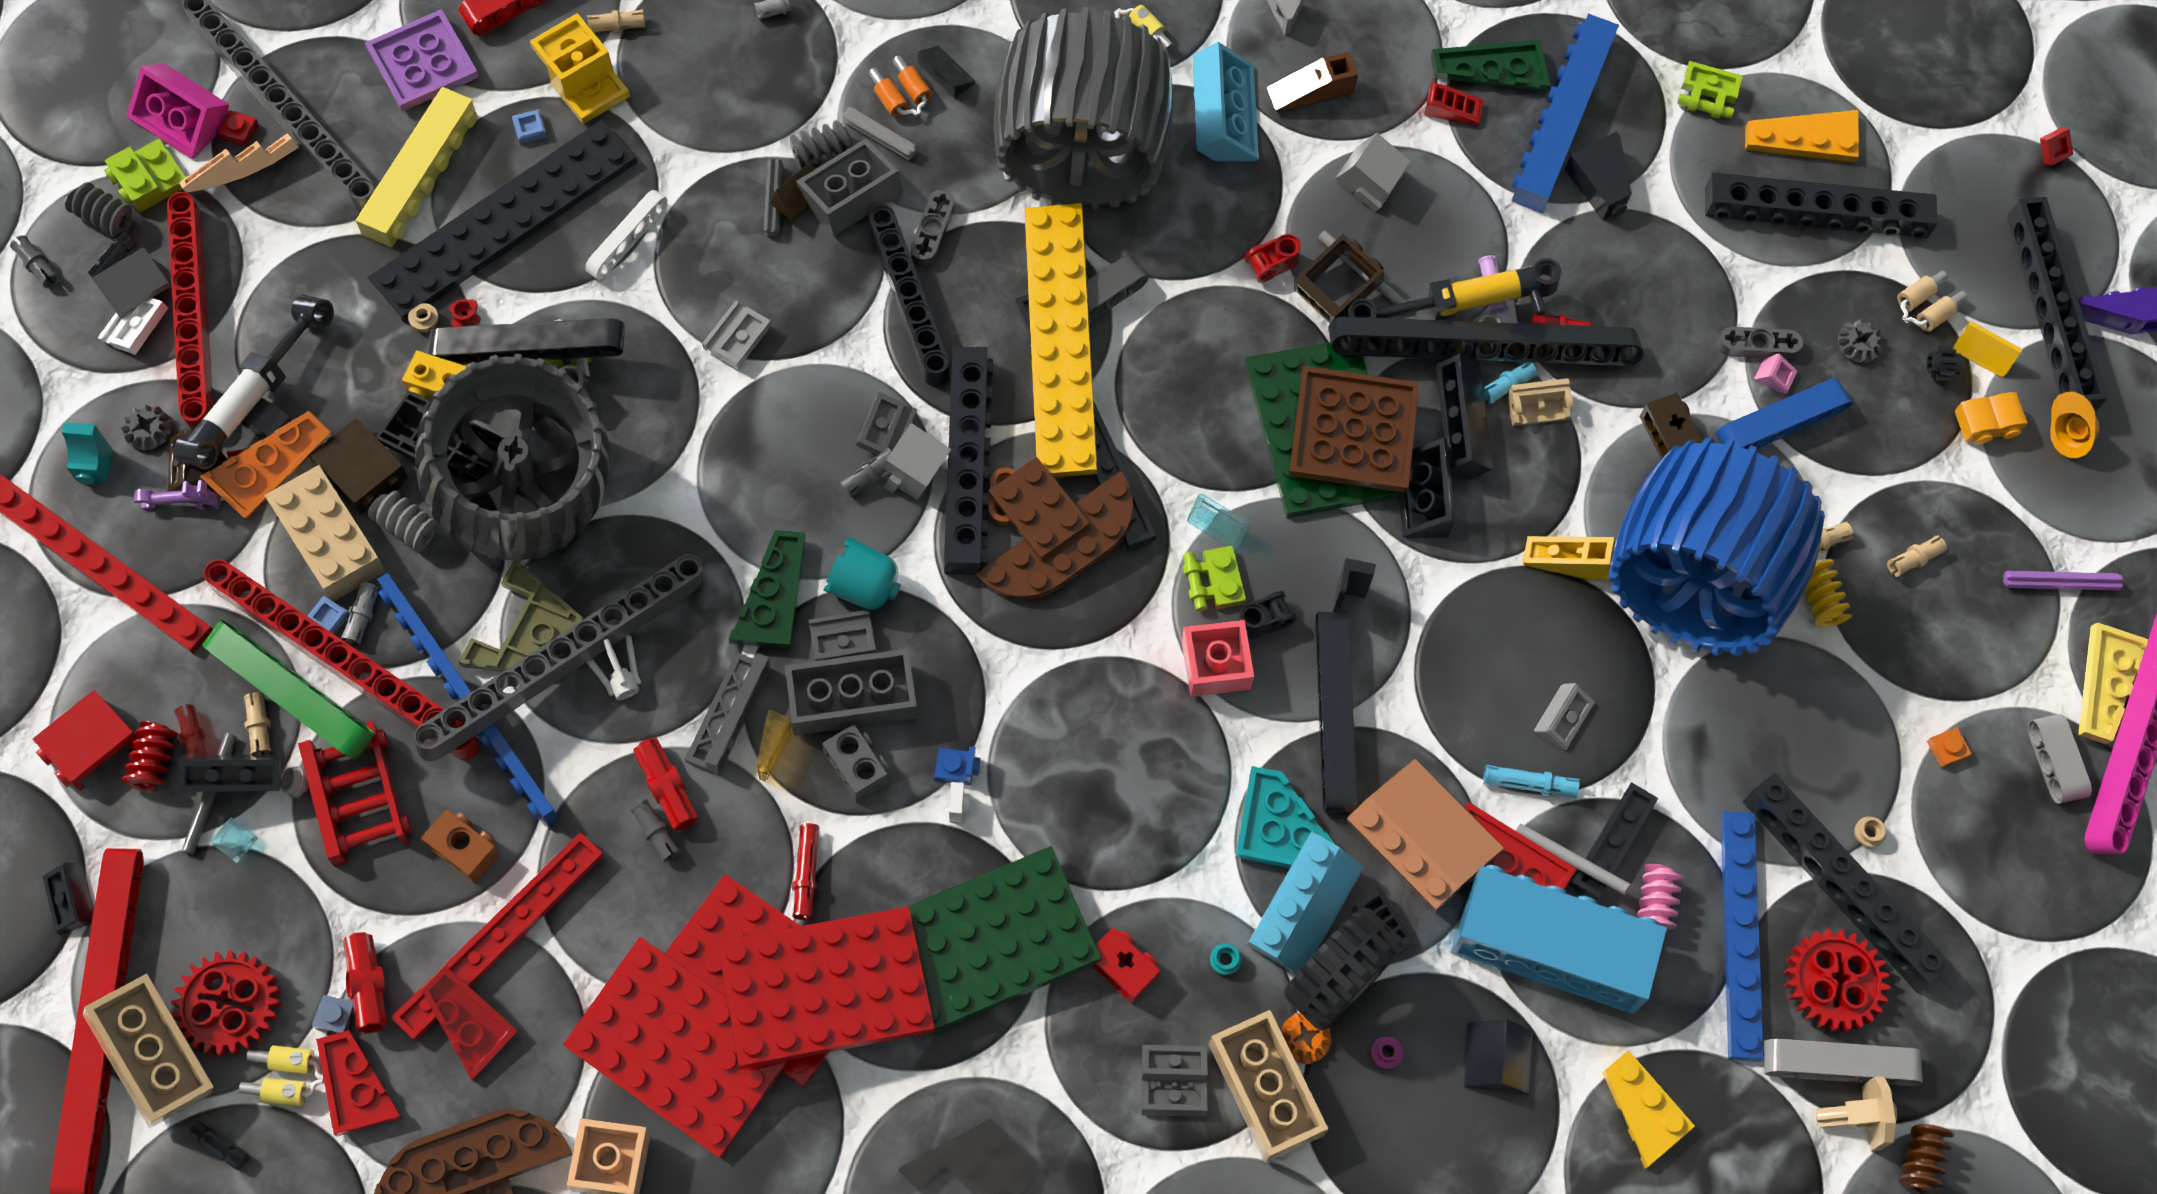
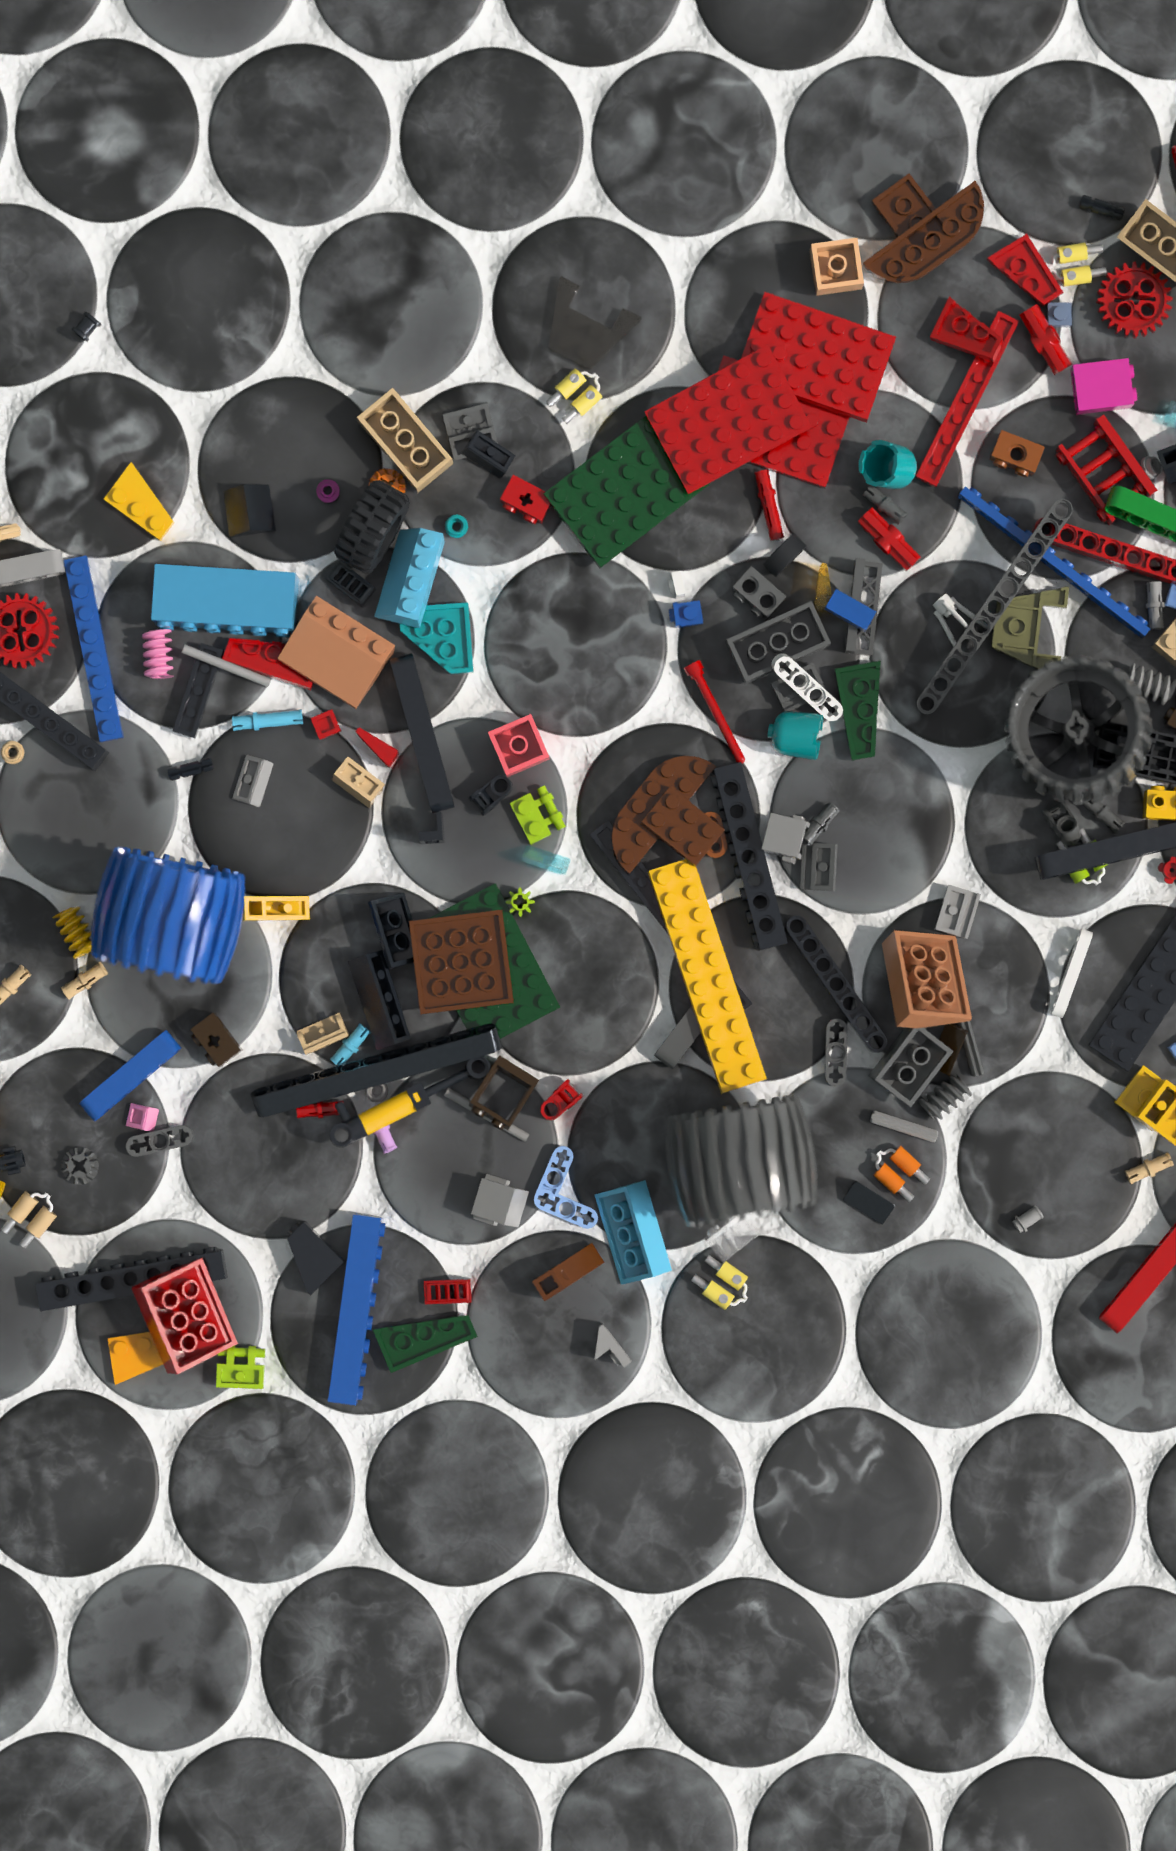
camera: 175 degrees right, 20 degrees up
(314, 900) = (1103, 386): none -> dark pink brick
(634, 867) = (887, 465): none -> teal cylinder
(746, 699) = (850, 610): none -> blue slope
(801, 260) = (925, 979): none -> nougat slope
(807, 795) = (784, 555): none -> black tyre
(829, 626) = (805, 689): none -> white beam
(966, 693) = (695, 672): none -> red piece
(1027, 1101) = (584, 401): none -> light yellow piece
(1157, 1040) = (488, 454): none -> black slope
(1263, 474) = (515, 906): none -> lime gear
(1304, 171) = (553, 1190): none -> light blue beam
(1393, 706) = (381, 749): none -> red slope
(1432, 671) = (358, 782): none -> tan hinge
(1456, 755) = (326, 724): none -> red plate
(1642, 750) = (190, 769): none -> black axle
(1768, 143) = (184, 1316): none -> red slope

